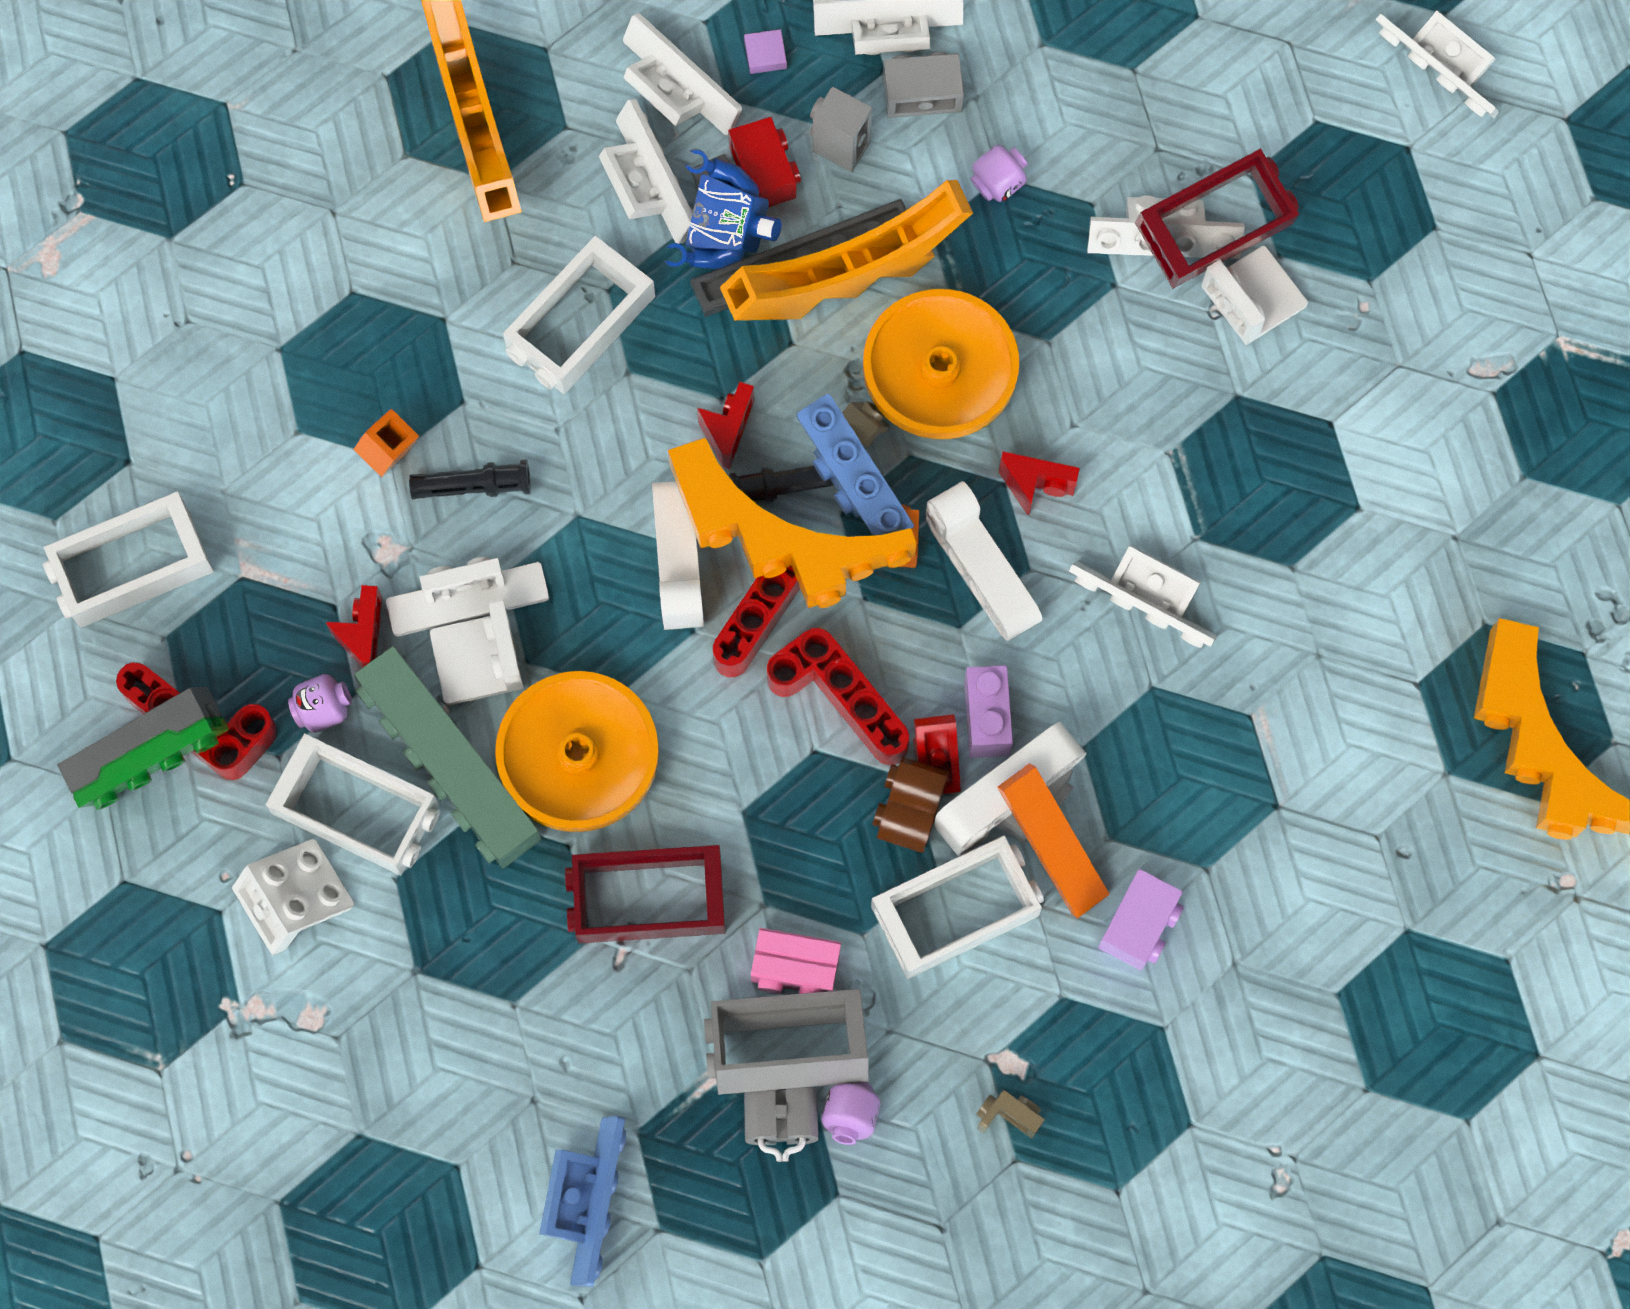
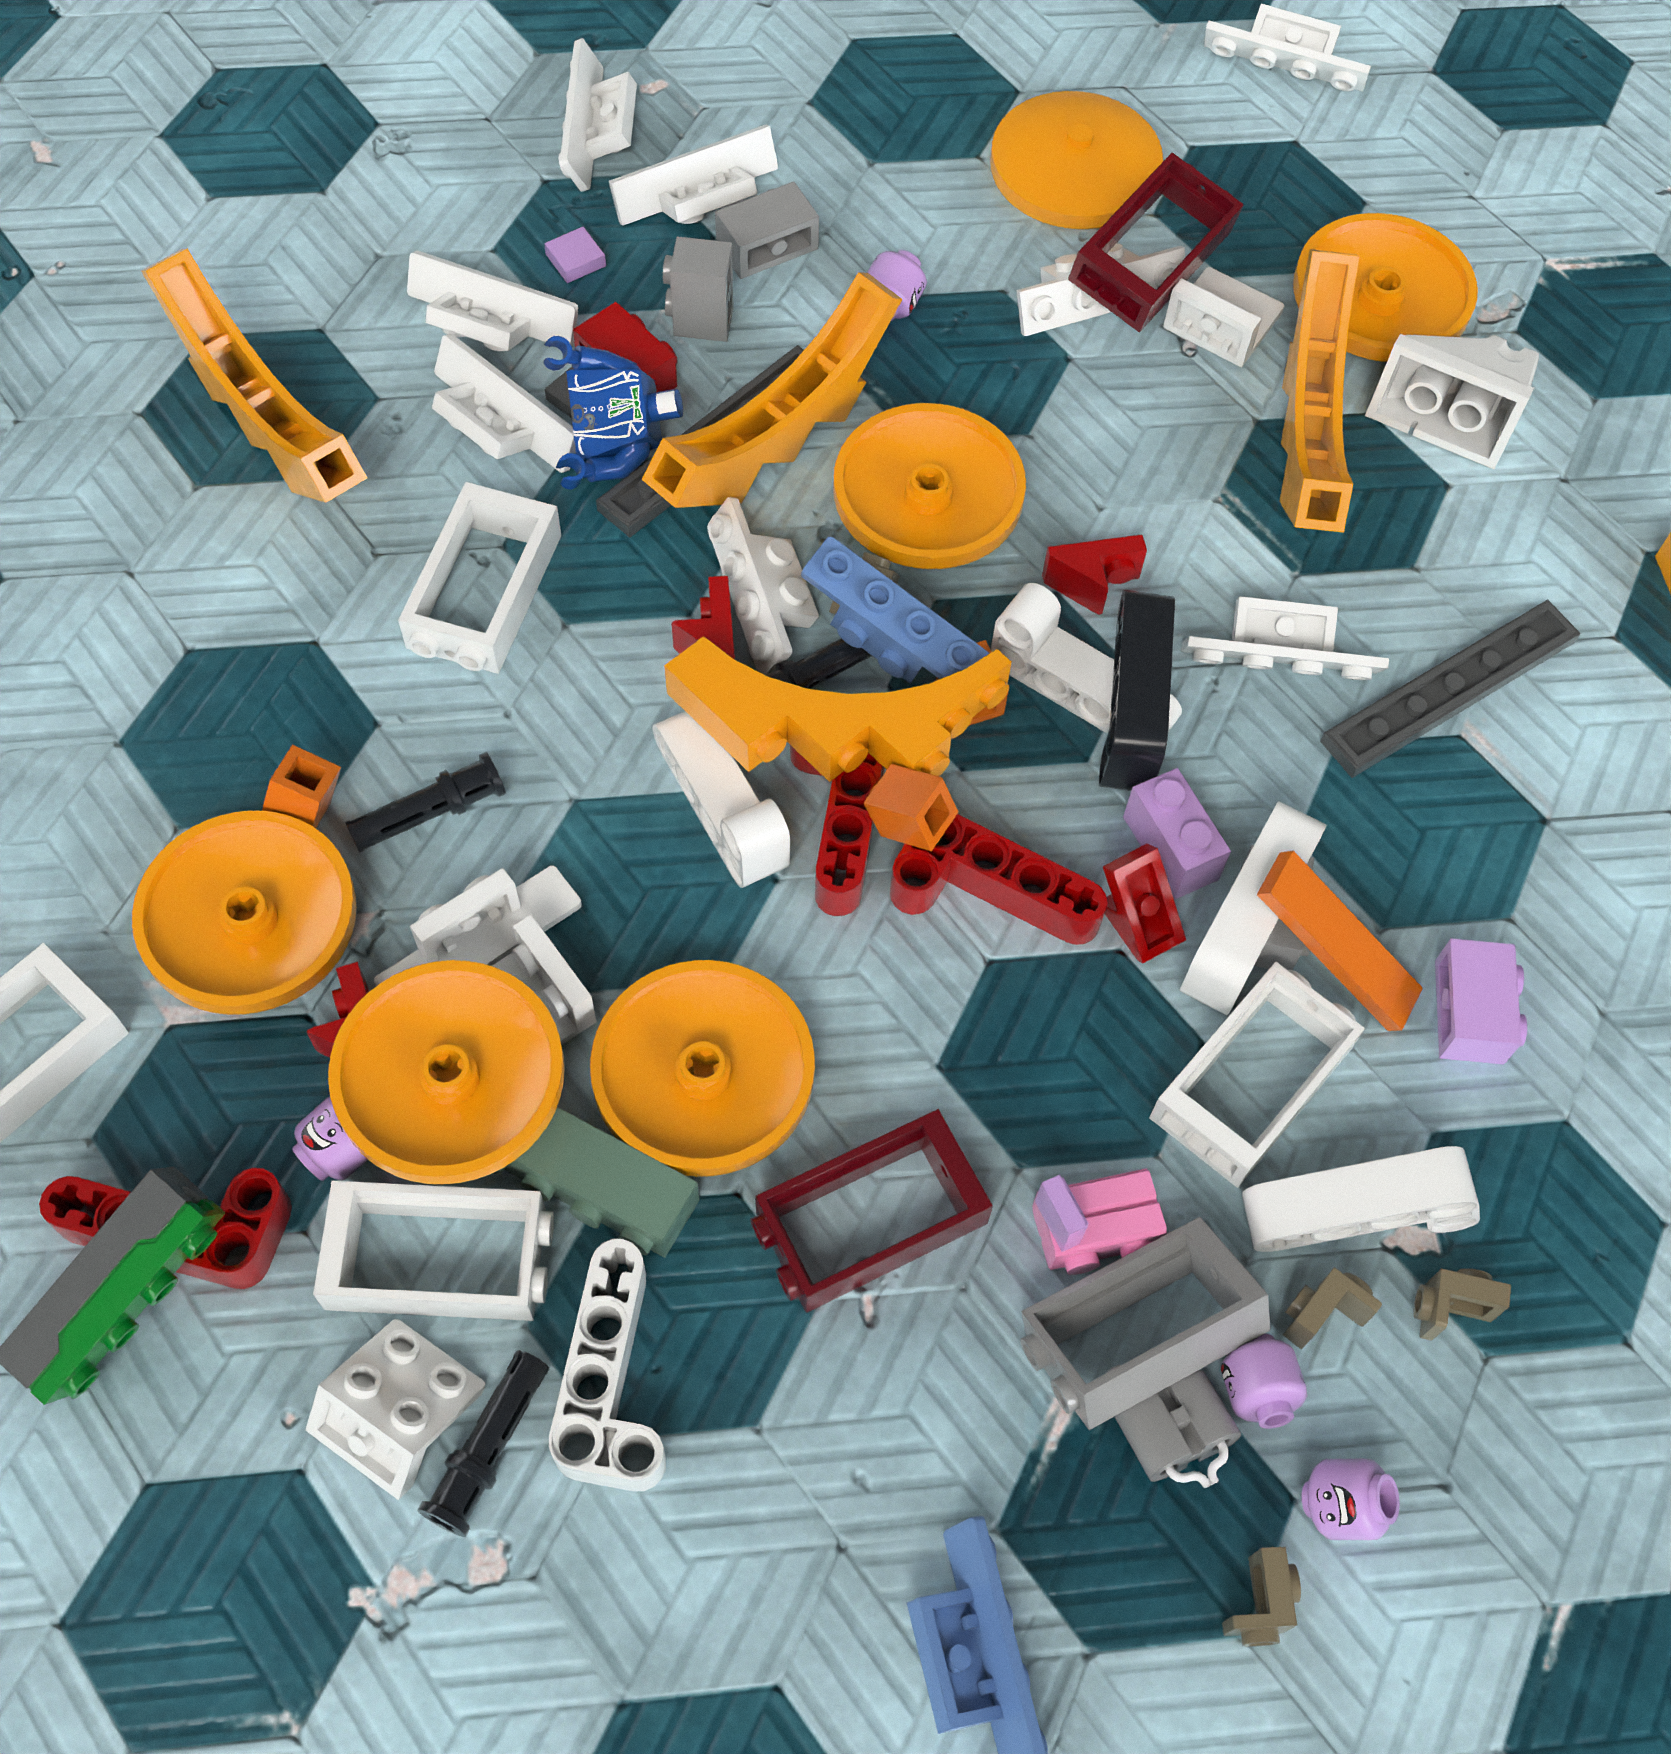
camera: 25 degrees left, 10 degrees down
(317, 518) = (244, 912): none -> light orange dish
(324, 954) = (473, 1466): none -> black pin
(402, 691) = (446, 1072): none -> light orange dish
(438, 924) = (610, 1361): none -> white beam
(762, 949) = (1061, 1212): none -> lavender tile
(783, 391) = (762, 585): none -> white bracket
(791, 1241) = (1275, 1591): none -> dark tan bracket
(797, 622) = (911, 807): none -> orange brick
(866, 1207) = (1351, 1499): none -> lavender head
(910, 1079) = (1337, 1291): none -> dark tan bracket
(911, 804) = (1145, 971): reddish brown brick -> none
(981, 1023) = (1364, 1199): none -> white beam
(1011, 591) = (1139, 691): none -> black beam
(1209, 101) = (1072, 157): none -> light orange dish
(1263, 676) = (1449, 688): none -> dark grey tile
(1272, 407) = (1316, 473): none -> light orange arch
(1392, 320) = (1404, 283): none -> light orange dish
(1397, 436) = (1455, 392): none -> white piece

